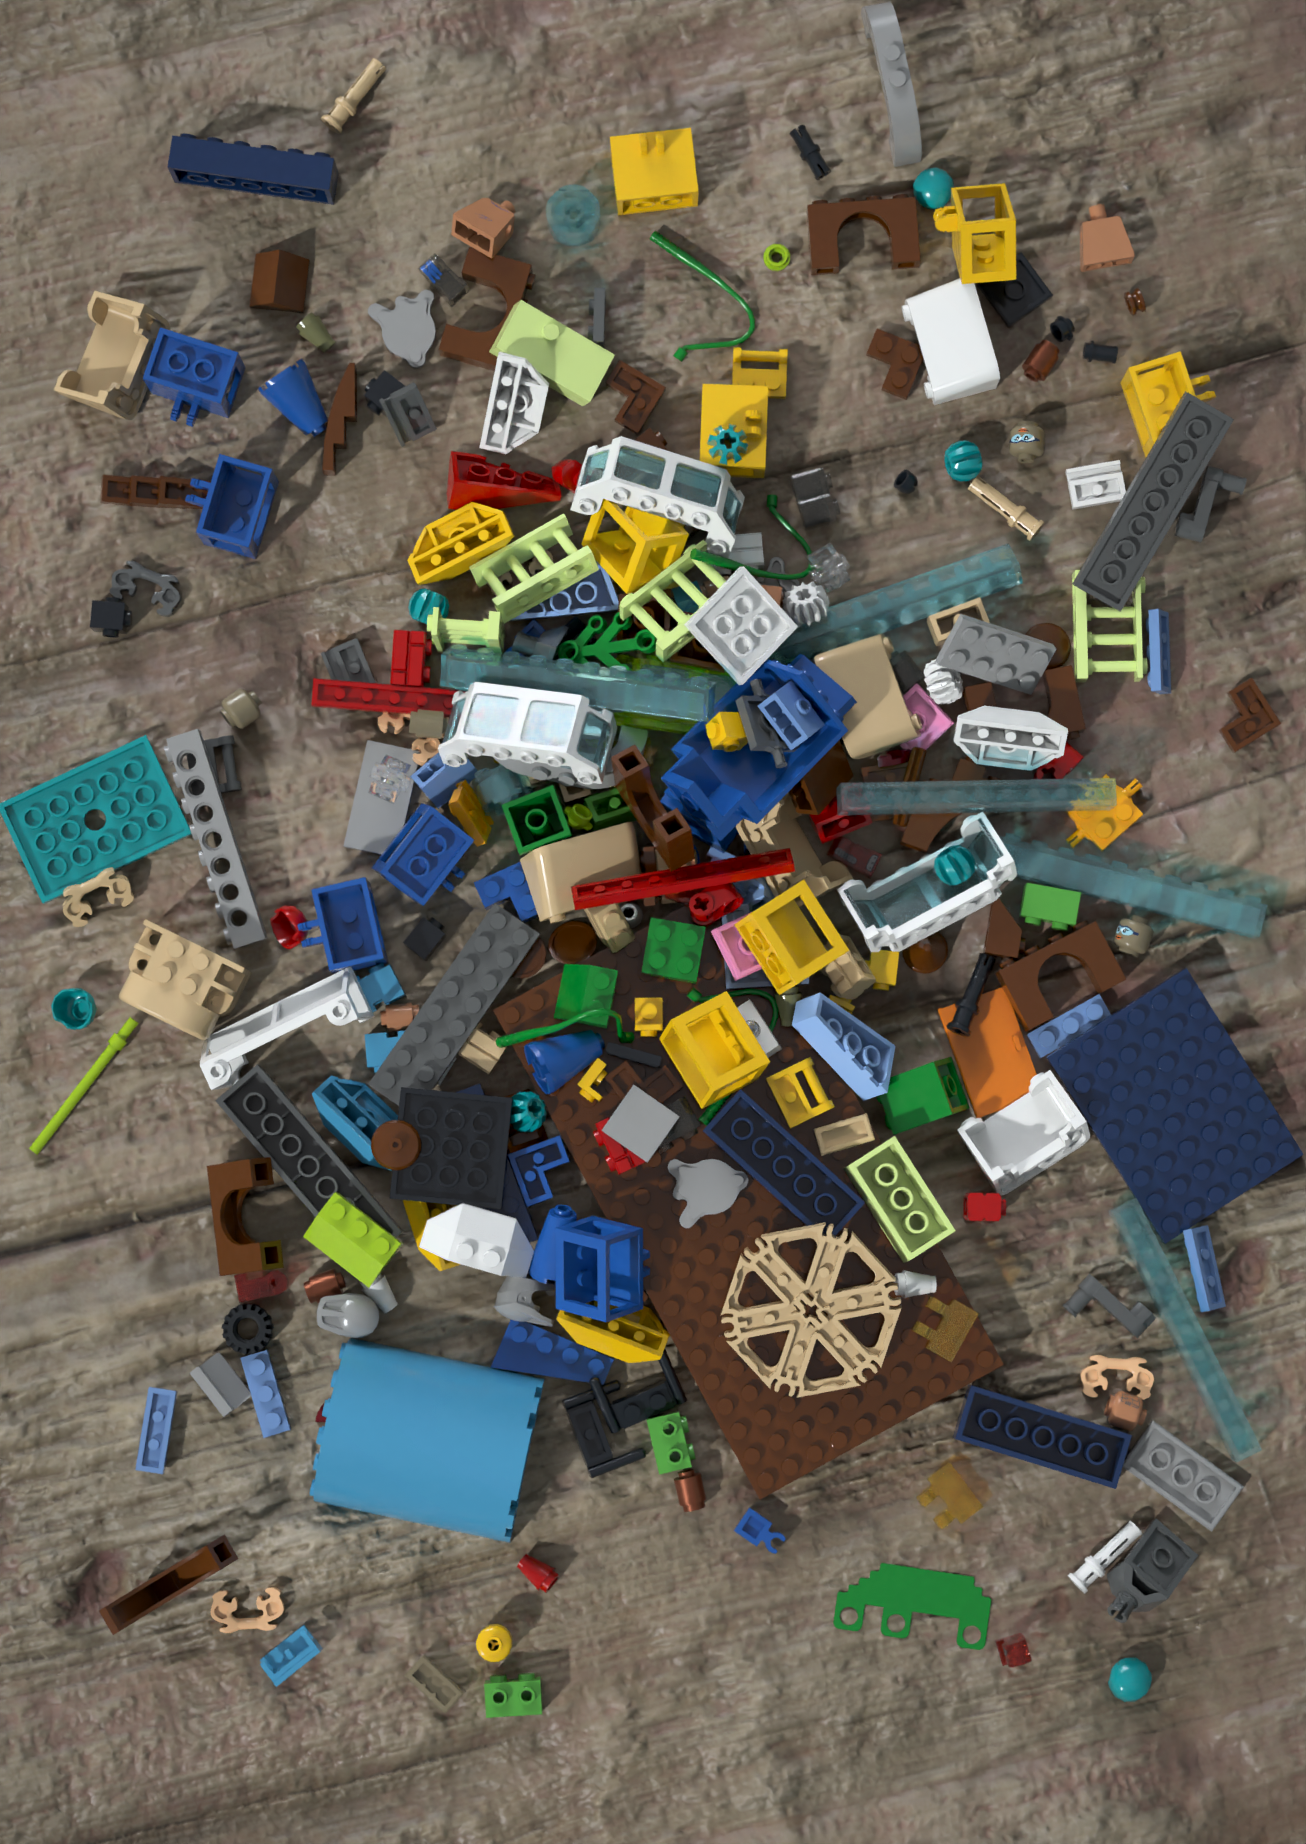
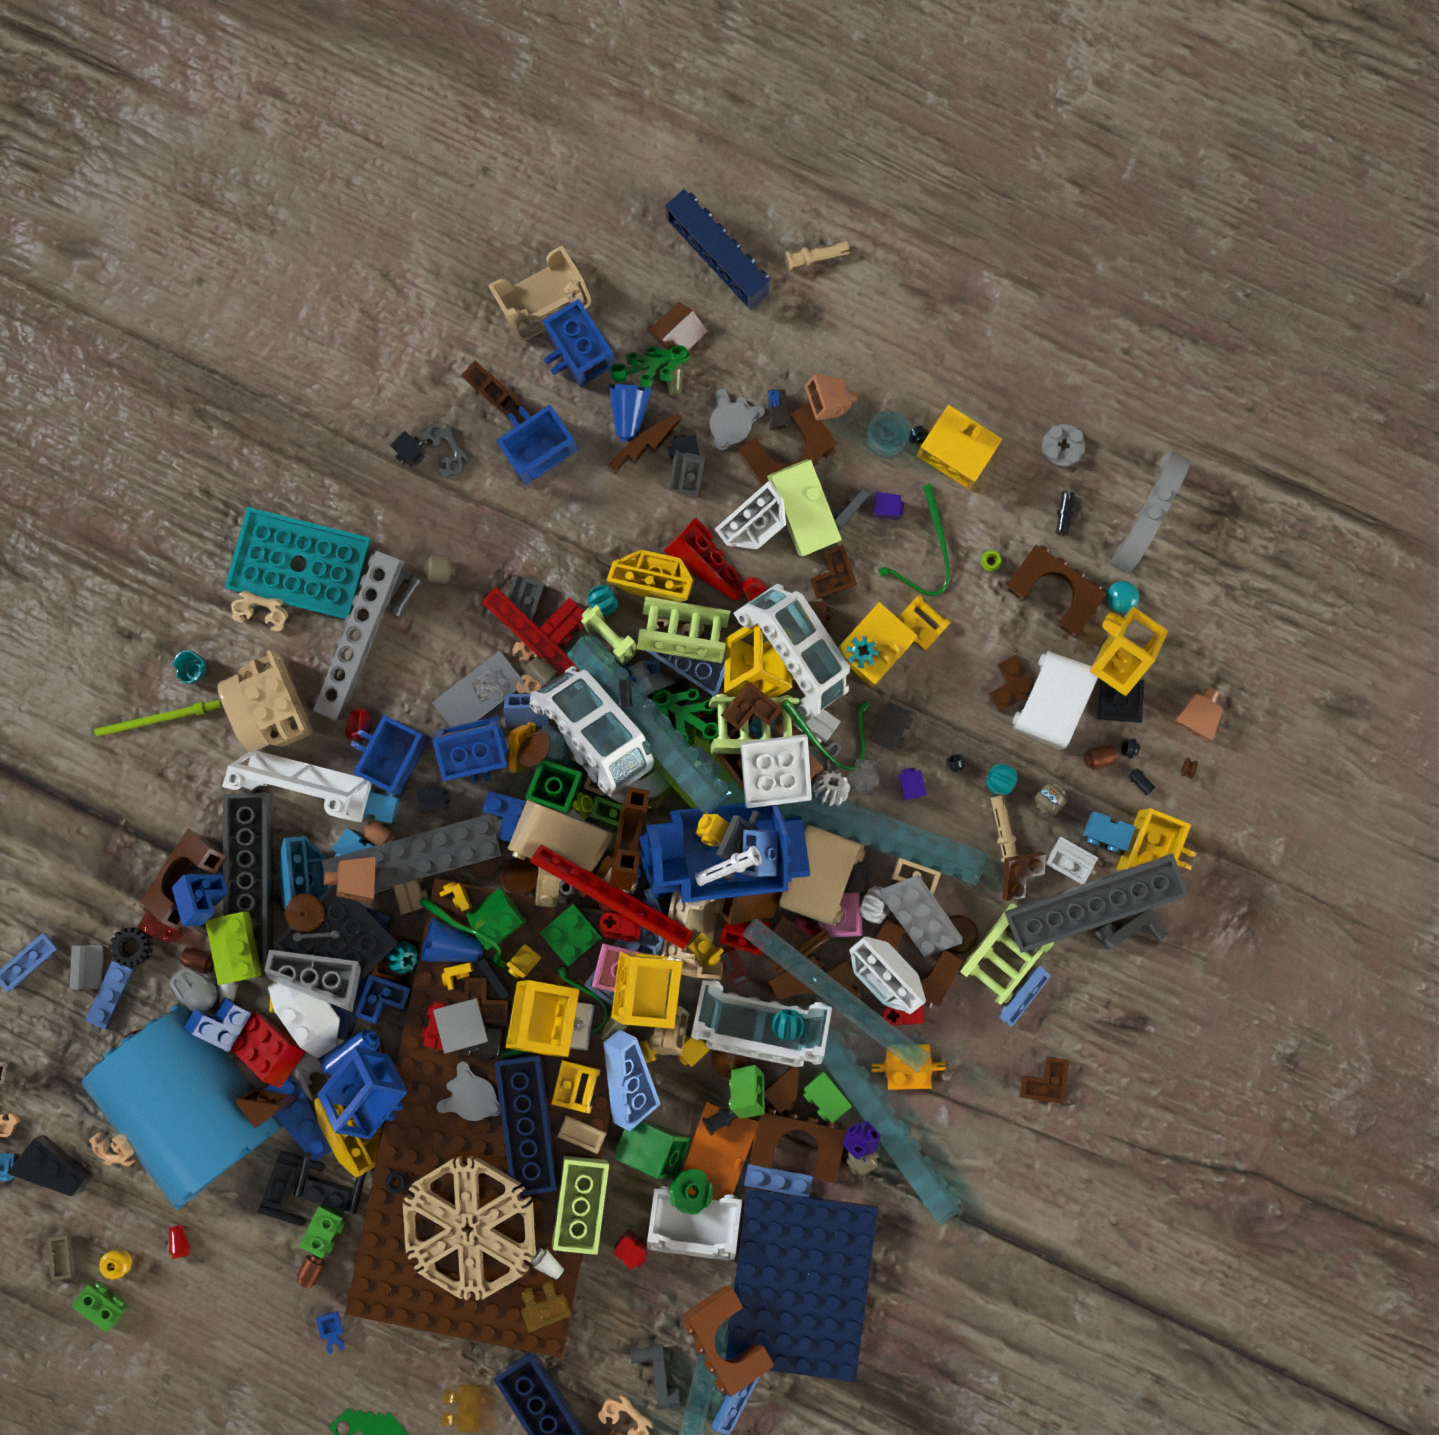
camera: 40 degrees right, 0 degrees up
(278, 1216) = (197, 895): none -> blue brick
(300, 308) = (674, 356): none -> green plant
(351, 1605) = (50, 1167): none -> black wedge
(404, 1520) = (120, 1145): none -> light nougat helmet
(406, 1326) = (222, 1027): none -> brick
(409, 1171) = (298, 936): none -> dark grey hinge
(417, 1070) = (354, 879): none -> nougat torso
(460, 1191) = (317, 976): none -> light grey wedge
(468, 1310) = (267, 1049): none -> red brick
(486, 801) = (534, 749): none -> reddish brown piece
(511, 1366) = (262, 1105): none -> reddish brown slope
(531, 670) = (625, 692): none -> black pin
(536, 1006) = (460, 899): none -> yellow bracket
(603, 192) = (918, 435): none -> black plate
(631, 286) = (887, 506): none -> dark purple brick
(659, 580) = (748, 702): none -> reddish brown plate
(703, 1338) = (390, 1184): none -> black plate
(757, 72) = (1053, 452): none -> light grey plate
(778, 740) = (737, 863): none -> white pin
(815, 861) = (705, 952): none -> yellow bracket
(880, 537) = (912, 784): none -> dark purple brick
(969, 962) = (747, 1092): none -> bright green brick
(989, 1116) = (679, 1191): none -> green plate
(1052, 536) = (1017, 871): none -> reddish brown plate
(1110, 428) = (1114, 835): none -> dark azure brick
(1111, 1215) = (703, 1323): none -> dark orange arch
(1116, 915) = (861, 1139): none -> dark purple brick

